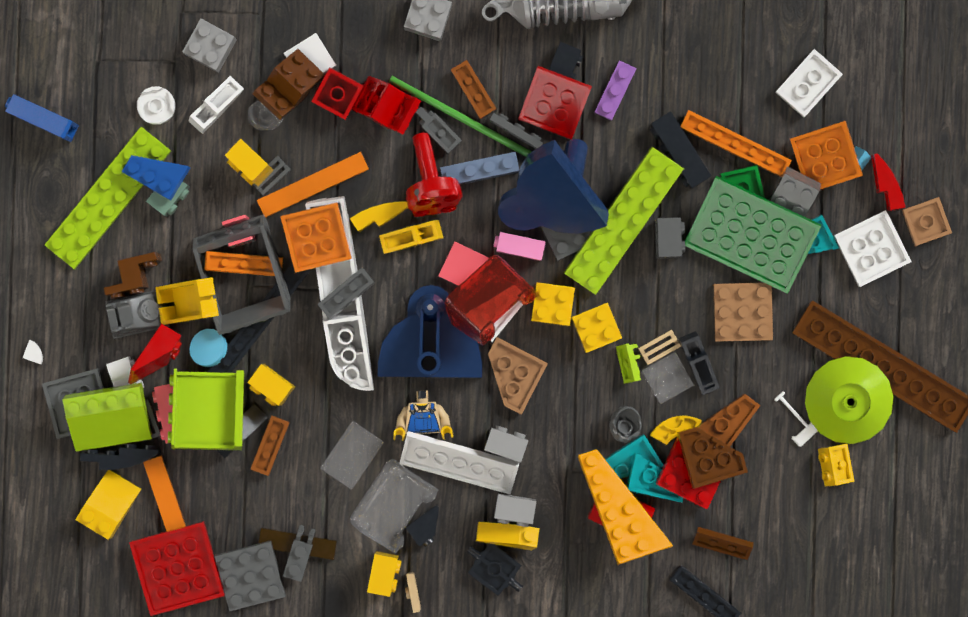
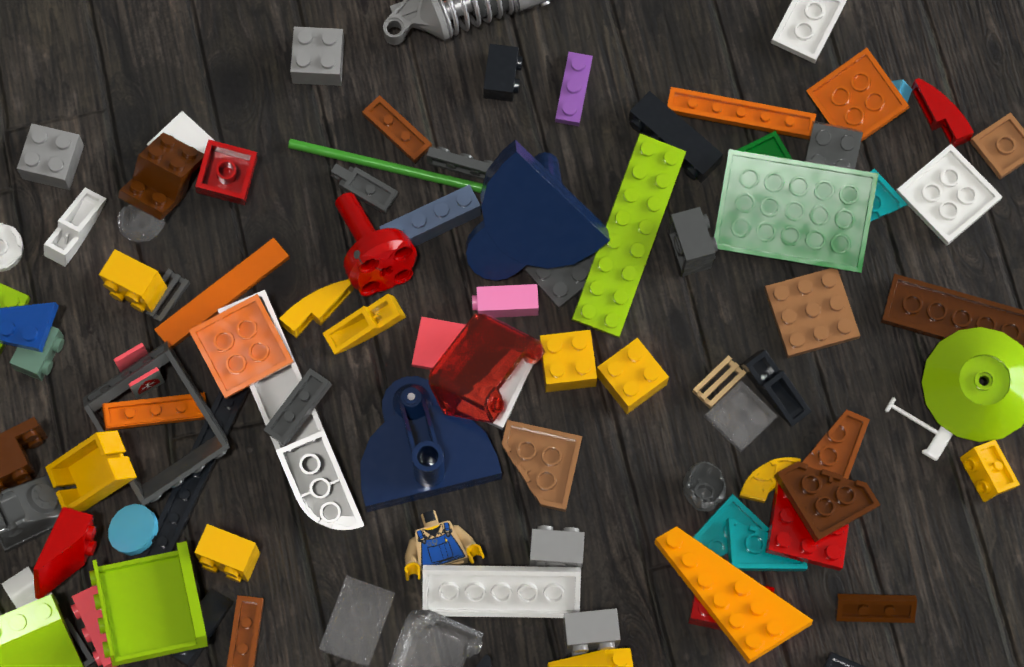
camera: 15 degrees left, 15 degrees down
(386, 105) = (291, 171): red bracket -> none
(555, 102) = (501, 113): red plate -> none
(627, 362) = (685, 409): lime plate -> none

